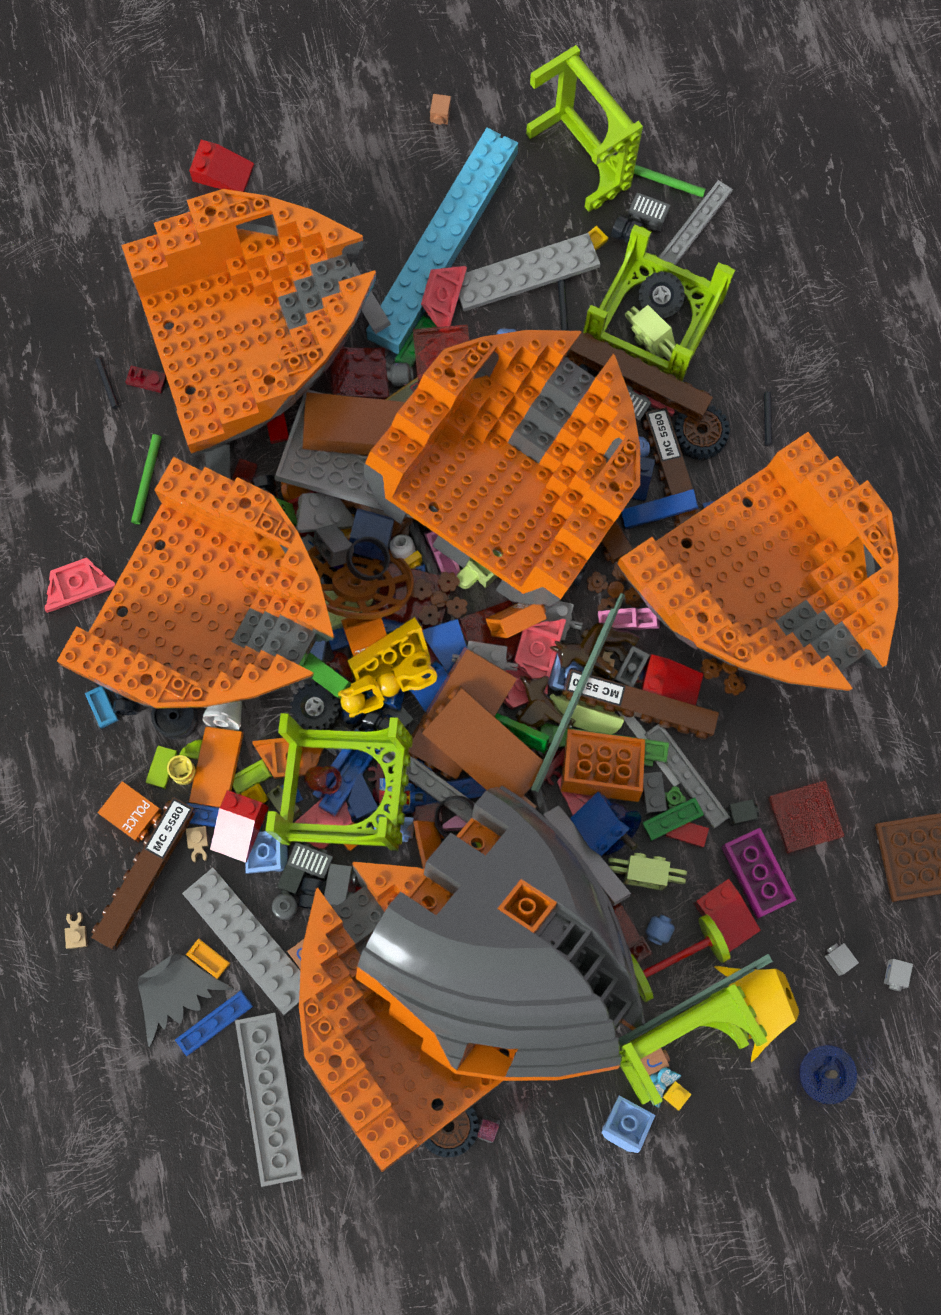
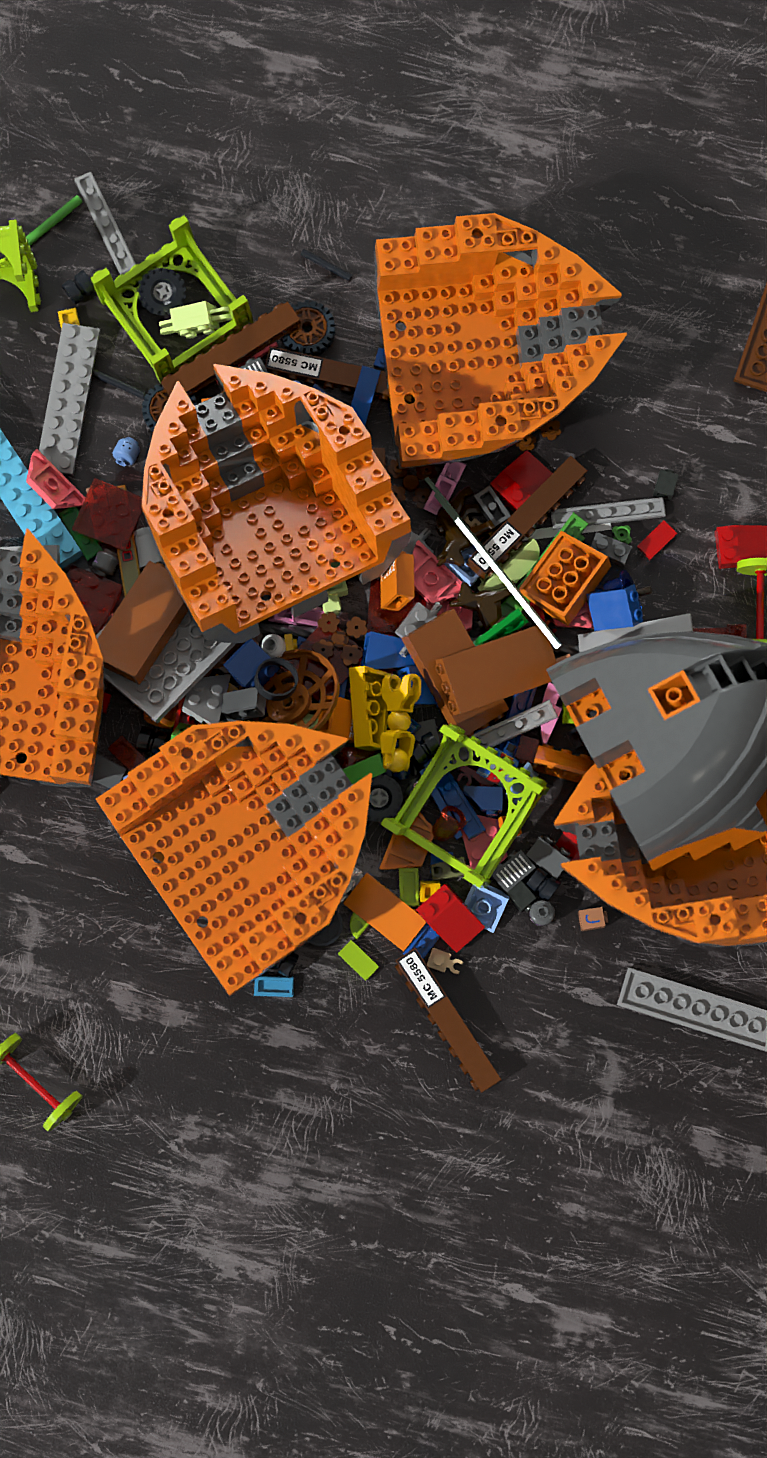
camera: 55 degrees left, 5 degrees up
(75, 583) = (146, 954): coral wing -> none
(75, 935) = (469, 1107): tan plate -> none
(130, 812) = (386, 1006): orange brick -> none
(146, 479) = (79, 842): bright green piece -> none
(170, 987) = (560, 1046): dark grey piece -> none
(181, 769) = (372, 942): light yellow wheel -> none
(208, 958) = (550, 1002): light orange tile -> none
(214, 1023) = (608, 1025): blue tile -> none
(246, 939) = (553, 960): light grey plate -> none
(436, 815) = (559, 738): black tyre -> none
(647, 872) = (675, 592): yellowish green brick -> none
(648, 211) = (71, 258): dark grey brick -> none
(660, 929) = (728, 608): medium blue head -> none
(672, 819) = (641, 545): green plate -> none
(758, 873) = (724, 500): magenta brick -> none
(806, 816) = (697, 433): clear red plate -> none

